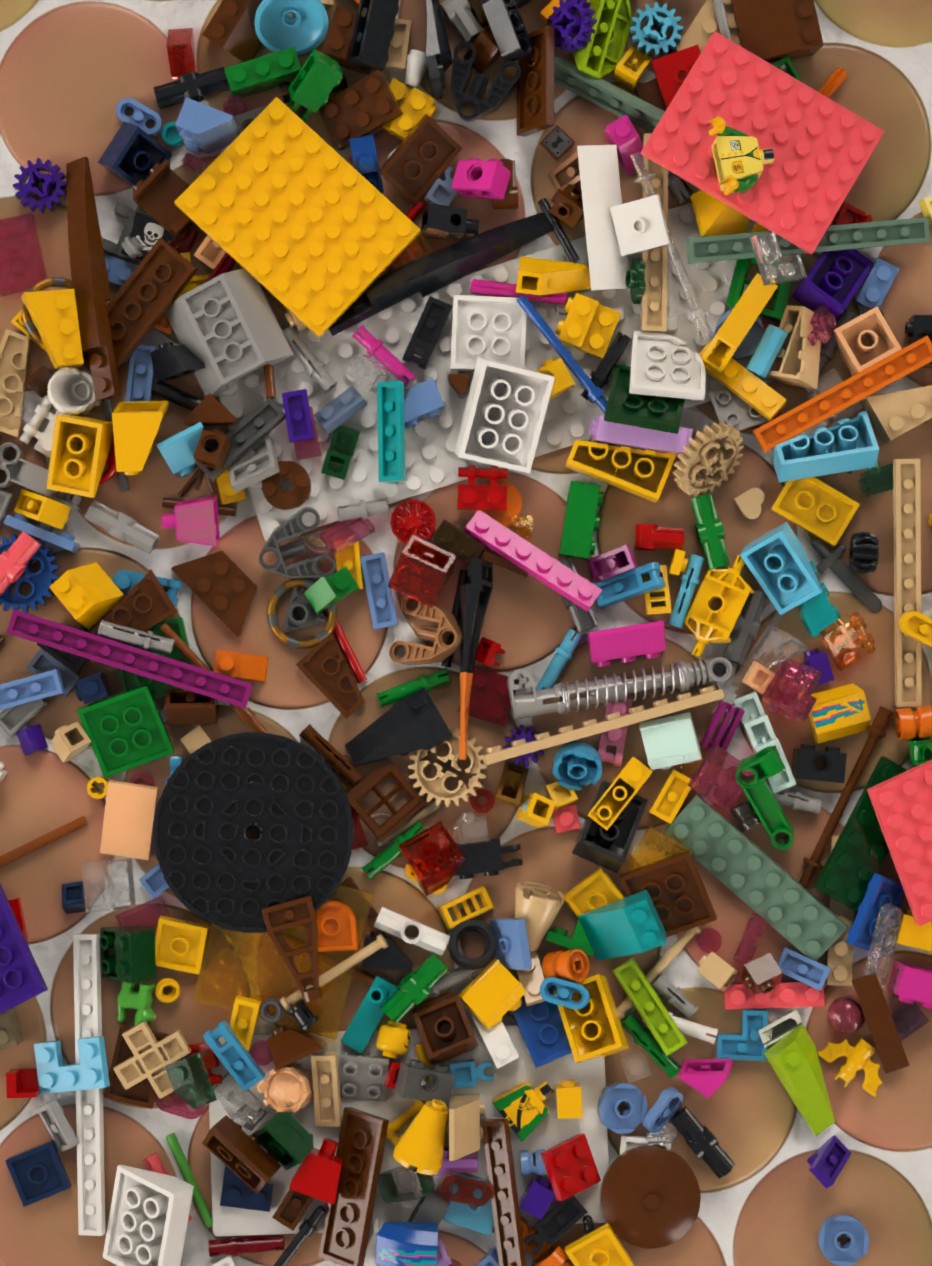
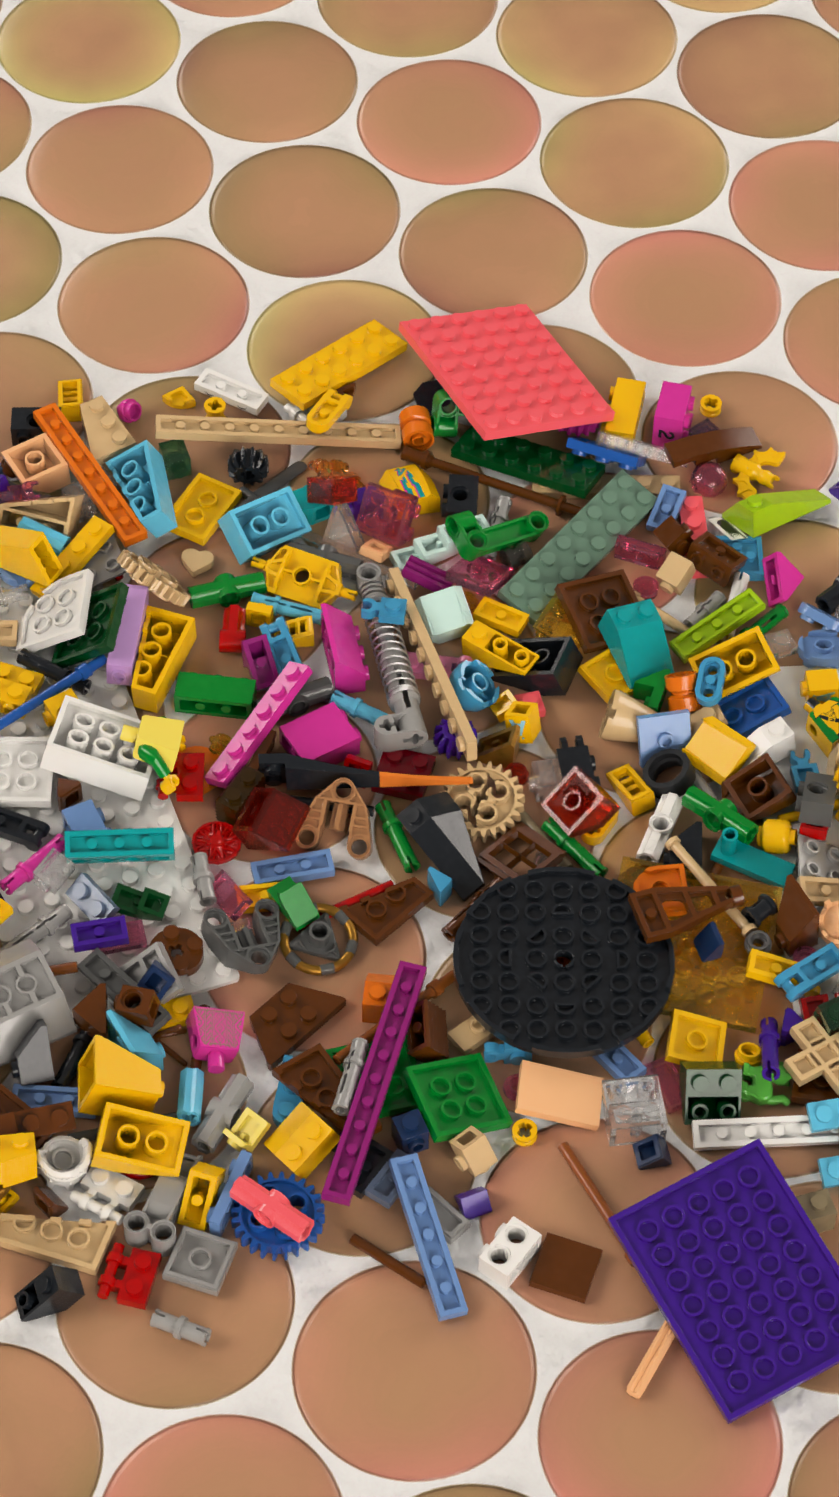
camera: 95 degrees left, 35 degrees down
(102, 547) = (247, 1131): none -> light yellow bracket
(137, 499) = (190, 1095): none -> medium azure axle
(165, 1010) = (770, 1042): none -> dark purple pin
(192, 1030) = (790, 1019): none -> dark purple slope
(242, 466) = (157, 979): none -> dark blue slope
(271, 965) = (709, 943): none -> dark blue slope
(355, 724) = (440, 885): none -> dark azure slope
(496, 464) = (158, 744): none -> light yellow torso
(525, 619) = (321, 735): none -> dark pink brick
(660, 687) = (388, 610): none -> dark azure plate
(732, 1012) = (715, 558): none -> reddish brown bracket
(815, 635) = (332, 489): none -> clear red slope

